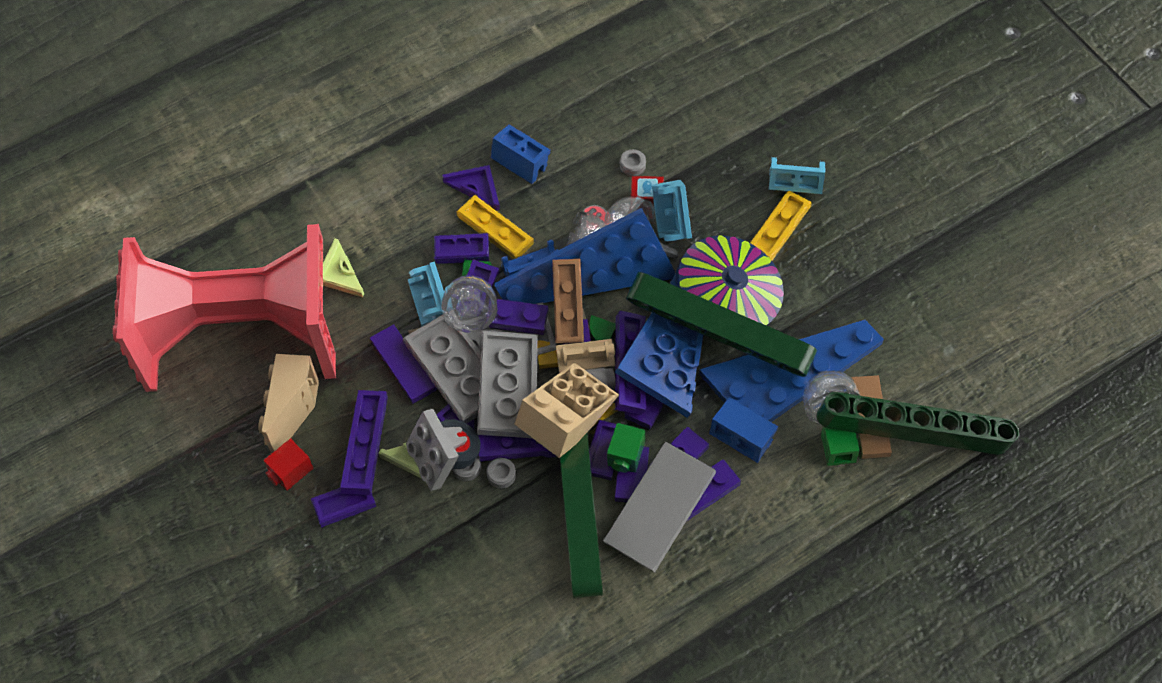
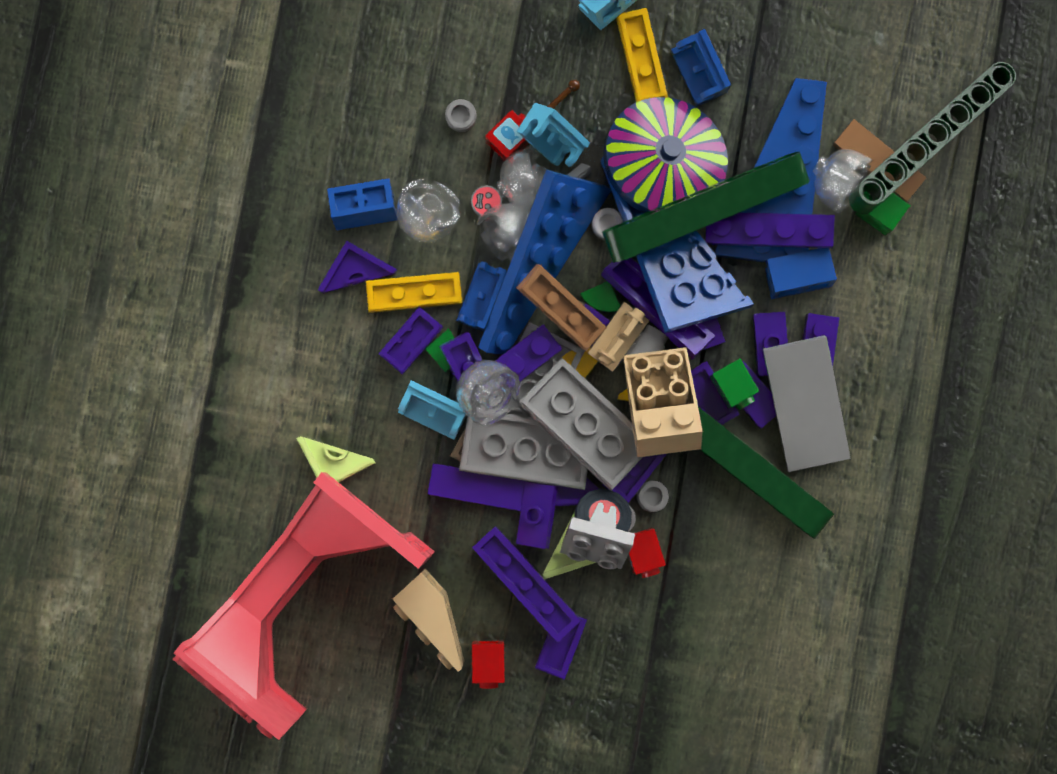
camera: 50 degrees left, 25 degrees up
(406, 417) = (537, 515): none -> dark purple plate
(456, 495) = (646, 553): none -> red brick
(551, 185) = (427, 210): none -> clear cylinder
(718, 205) = (573, 85): none -> reddish brown hinge
(750, 383) = (773, 230): none -> dark purple plate
(809, 261) = (701, 68): none -> blue hinge

